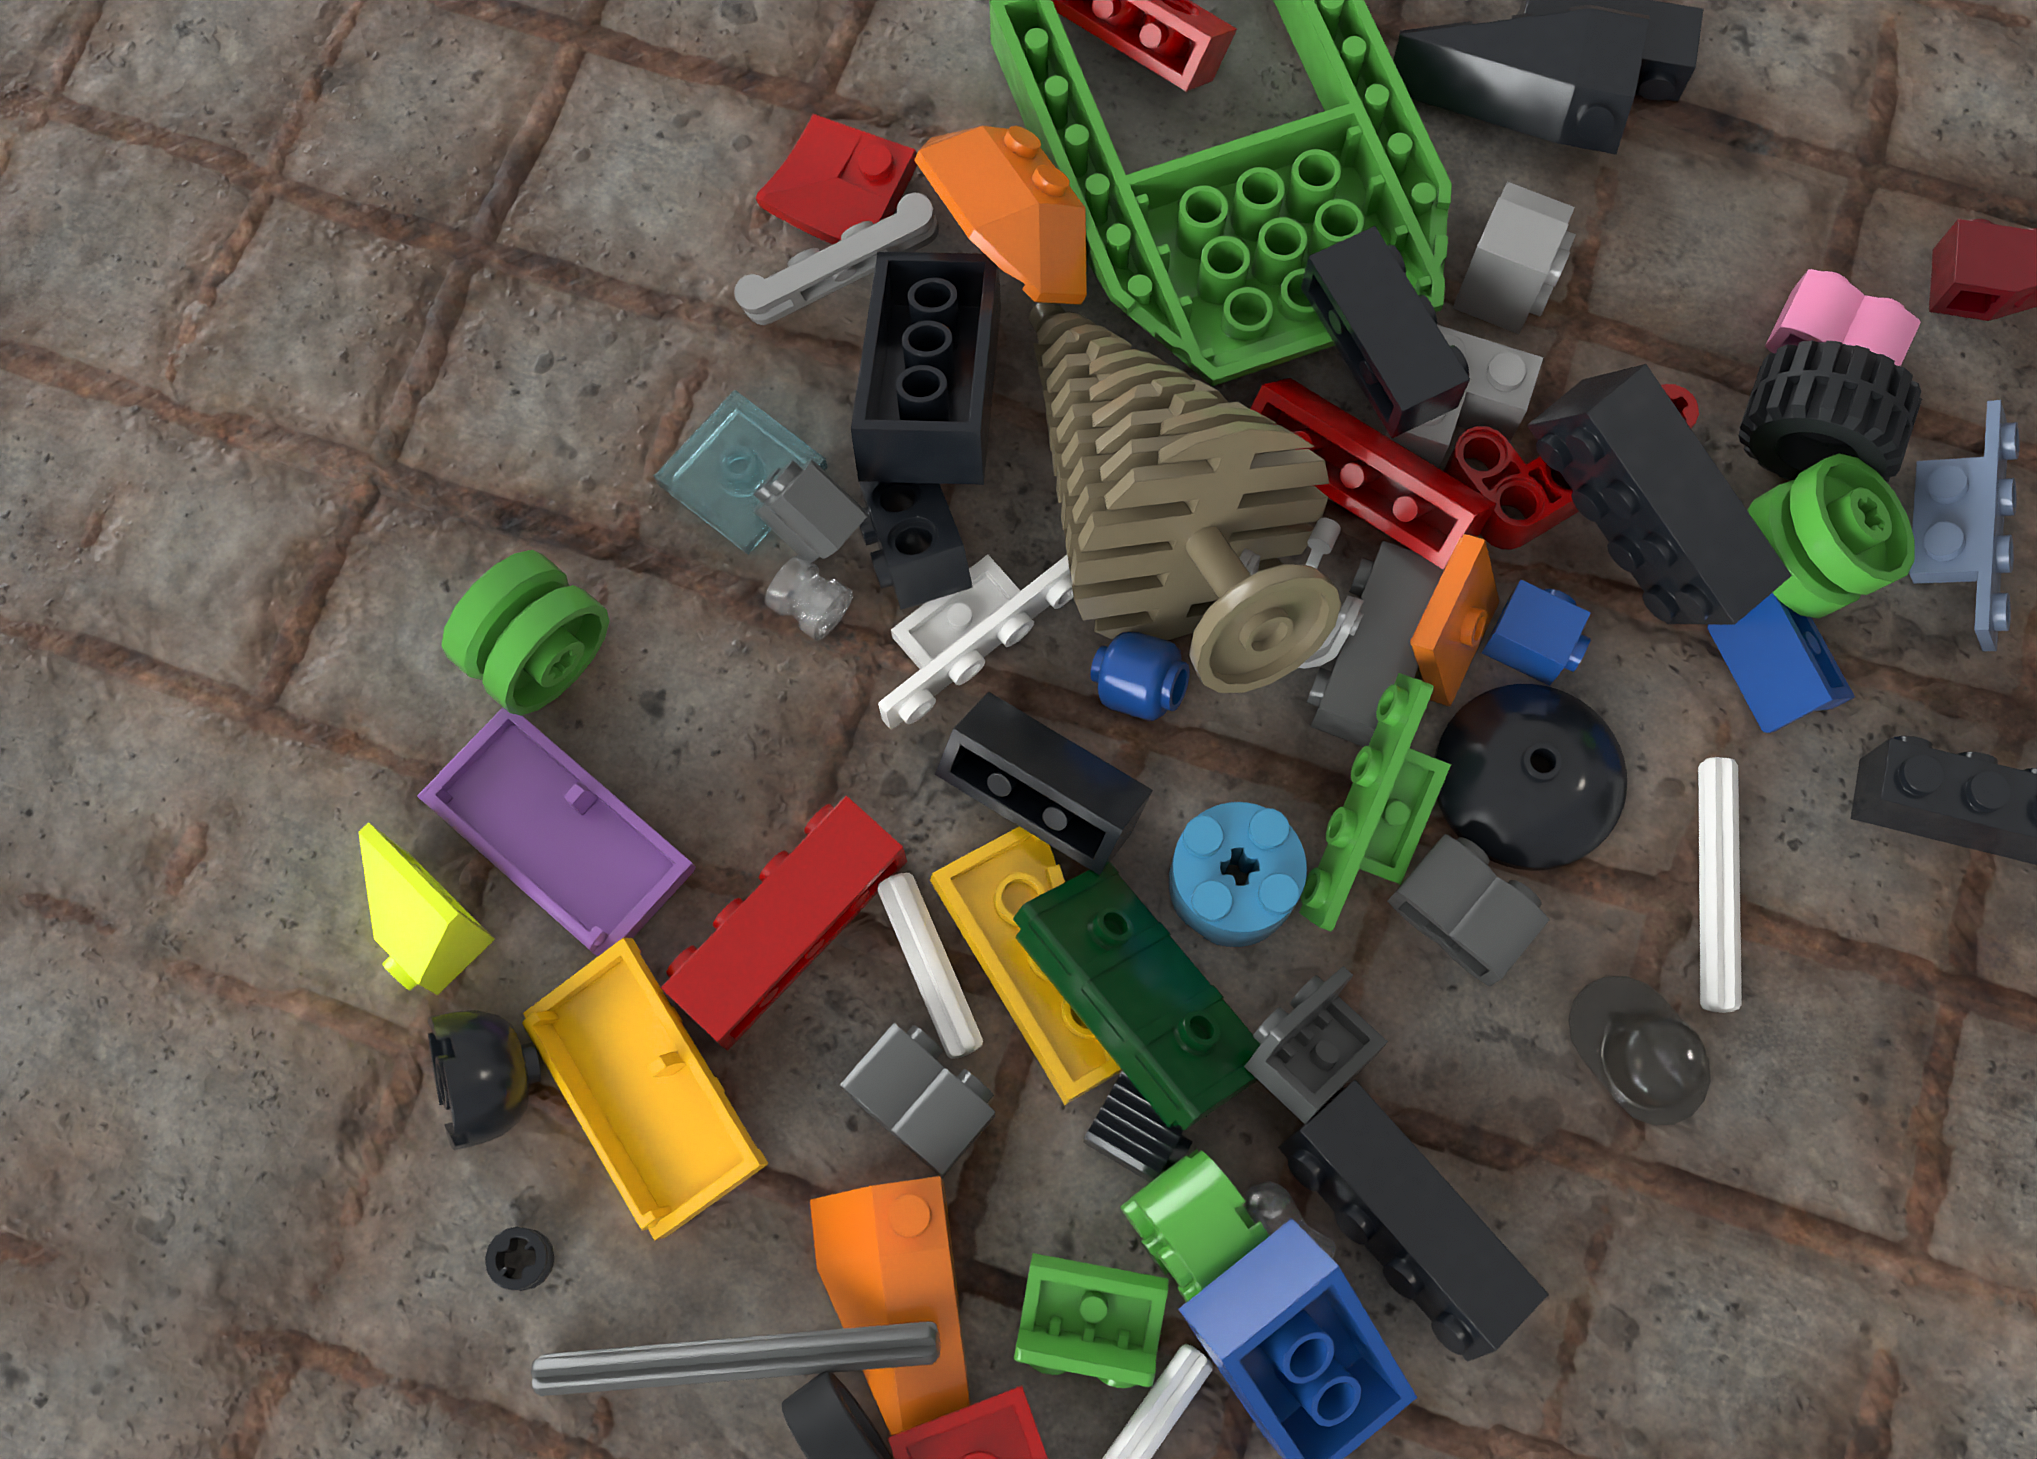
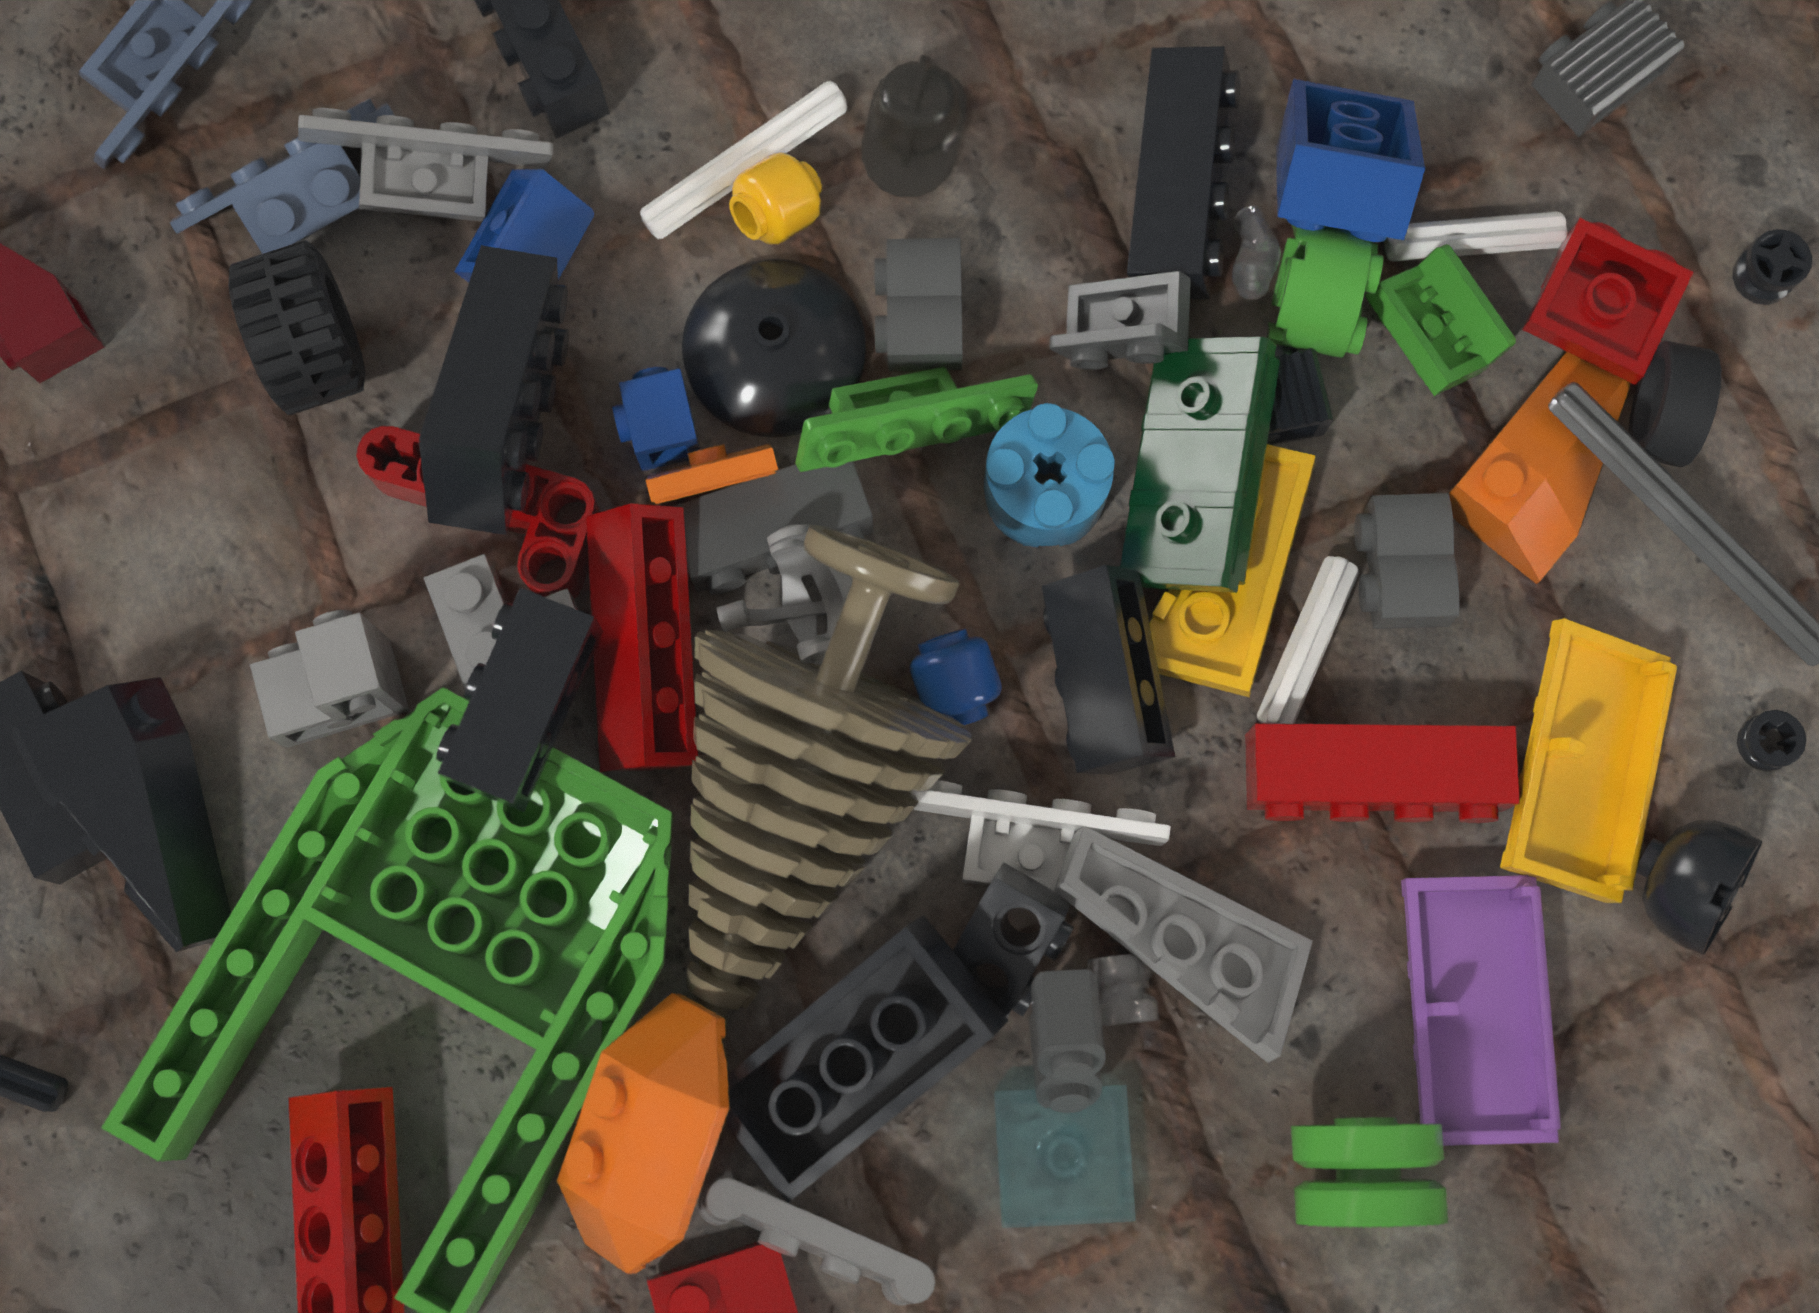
camera: 135 degrees left, 5 degrees up
(416, 917) = (1637, 1044): neon yellow slope -> none
(784, 670) = (1197, 940): none -> light grey wing
(1660, 871) = (776, 198): none -> yellow head
(1832, 309) = (189, 387): bright pink brick -> none
(1835, 534) = (403, 257): bright green wheel -> none
(1893, 627) = (421, 167): none -> light grey bracket

